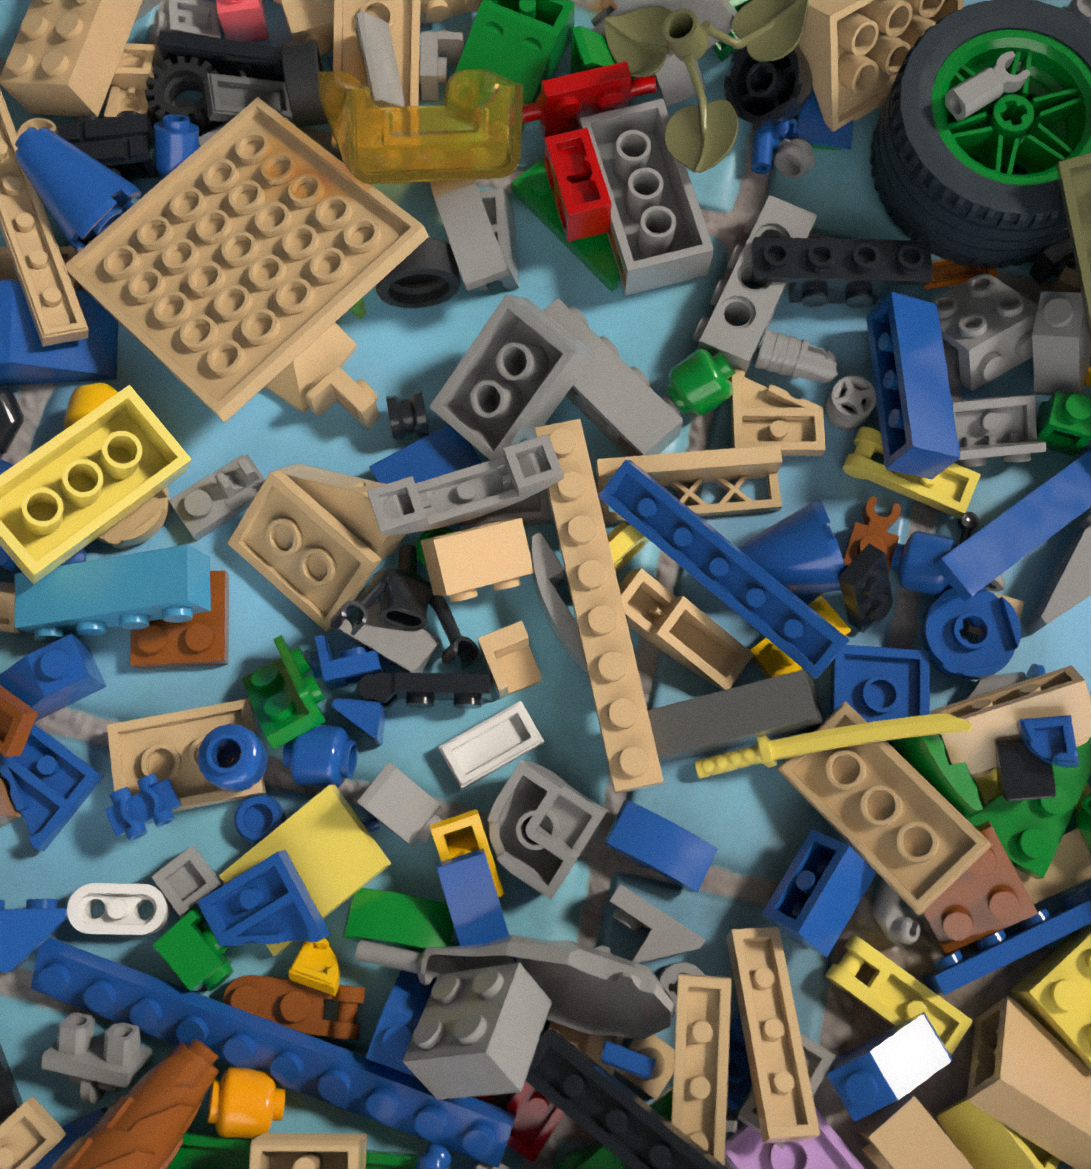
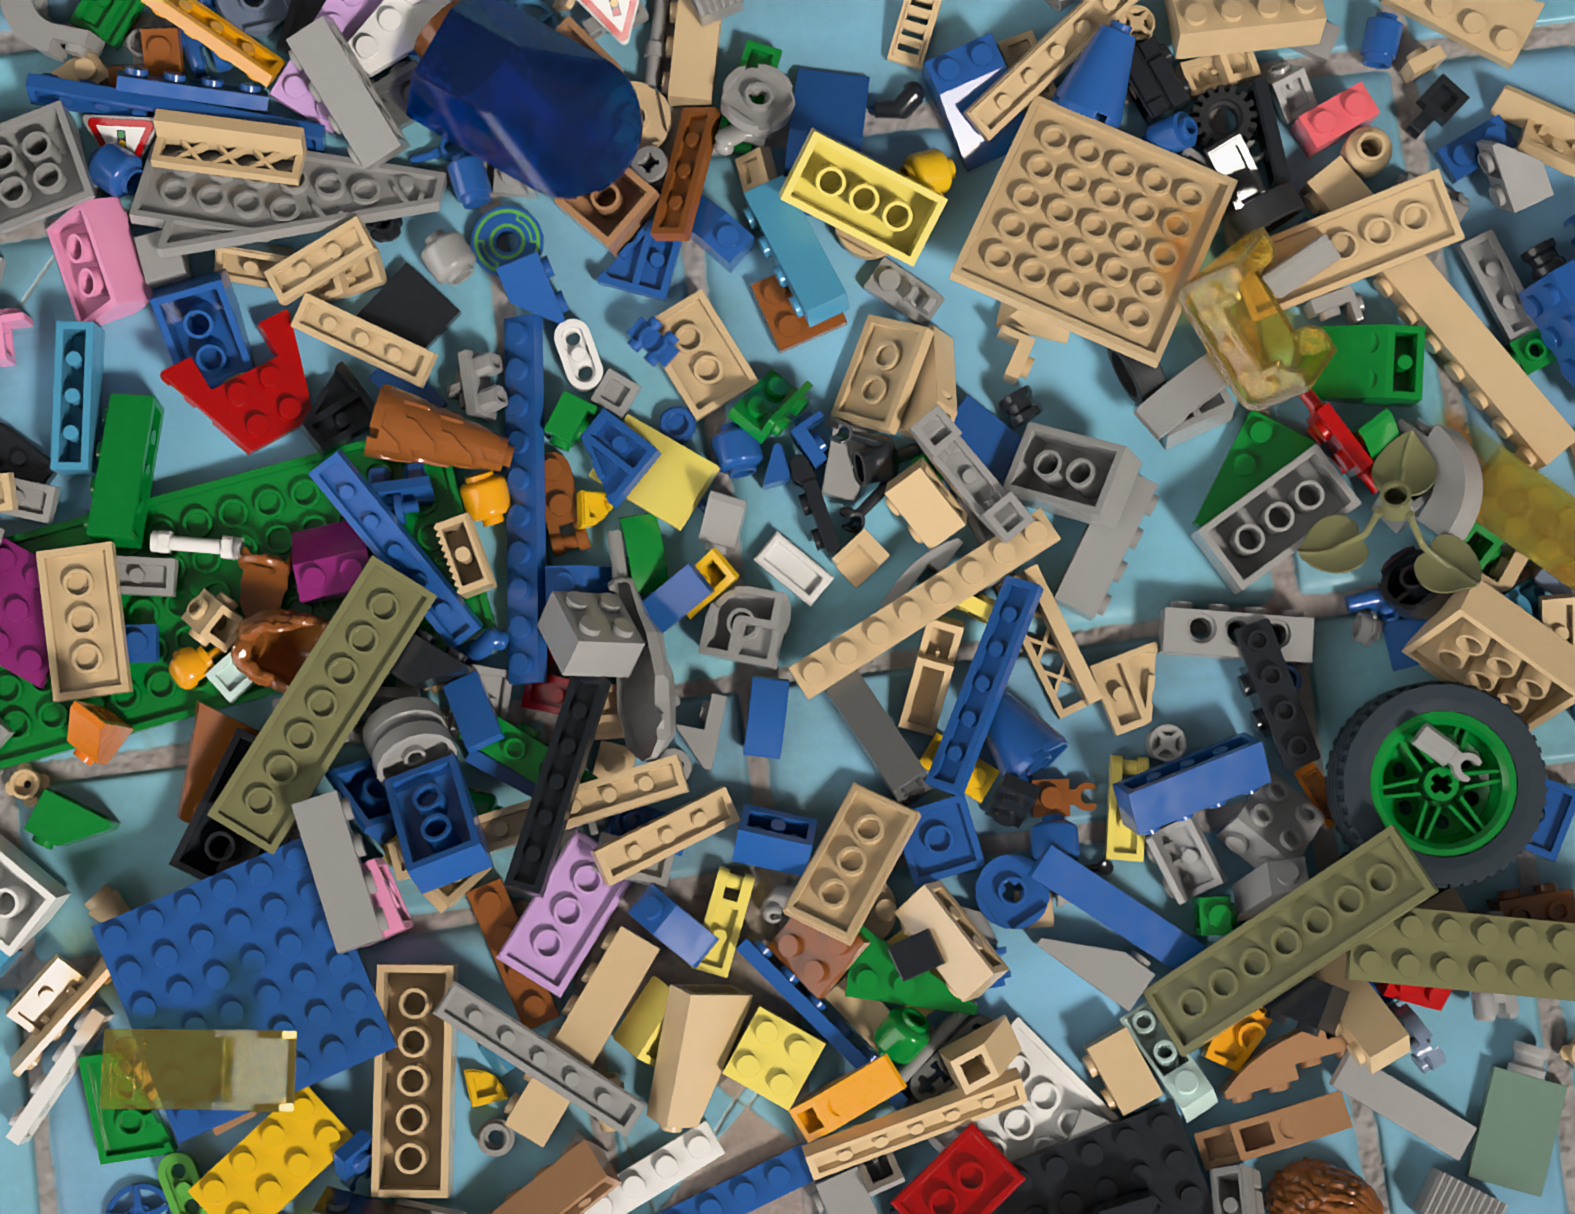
camera: 65 degrees right, 10 degrees up
(219, 749) = (709, 377): blue head -> none
(577, 184) = (1256, 463): red brick -> none
(627, 1059) = (610, 742): blue tile -> none
(700, 382) = (1133, 620): green head -> none
(769, 751) = (863, 770): light yellow sword -> none
(795, 358) = (1186, 689): light grey hinge -> none
(951, 781) = (901, 882): green slope -> none
(1050, 739) = (942, 964): blue tile -> none

